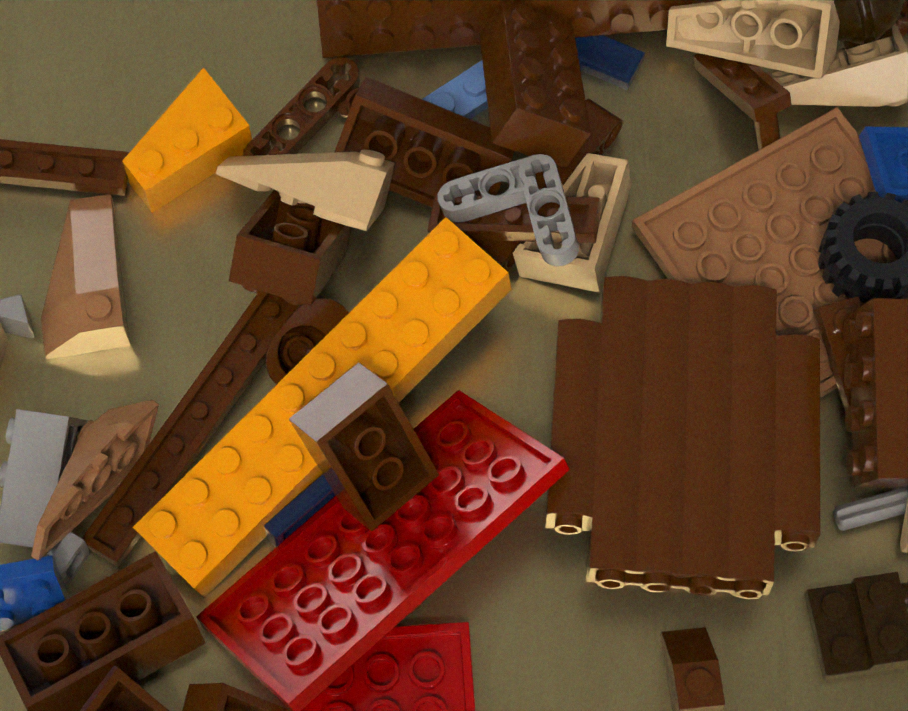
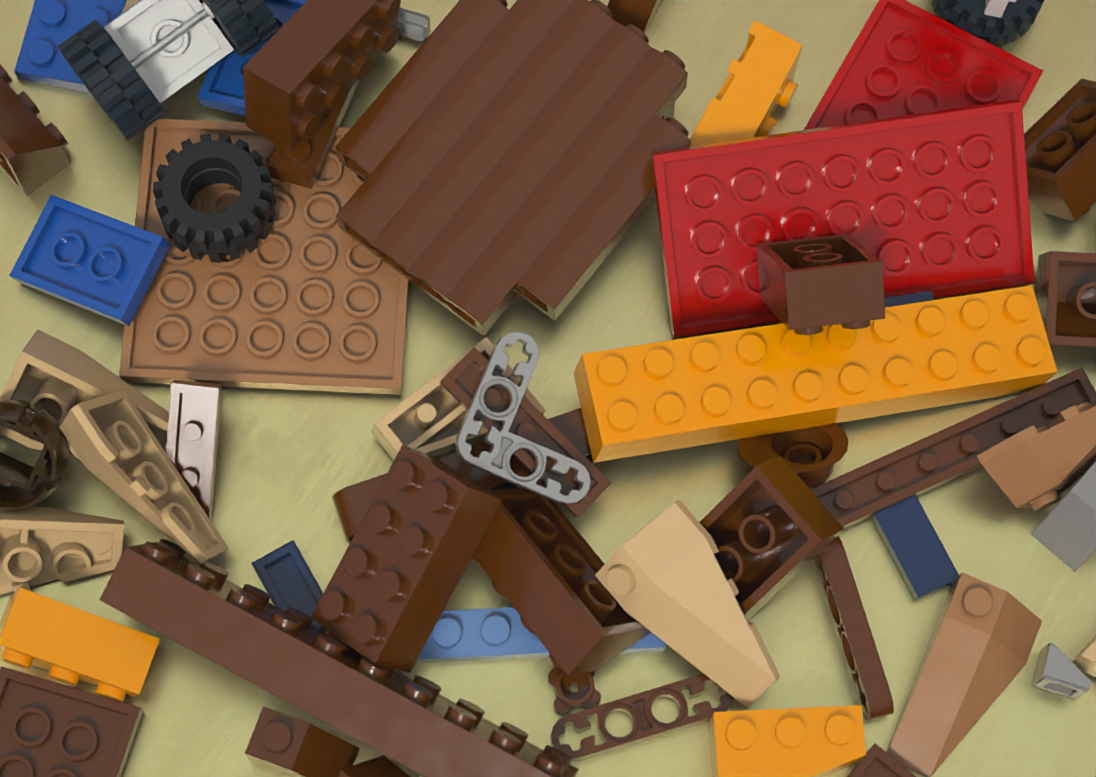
camera: 150 degrees left, 5 degrees up
(169, 348) = (915, 547): none -> dark blue tile
(186, 260) = (854, 631): none -> reddish brown beam
(528, 604) = (753, 89): none -> light orange wedge

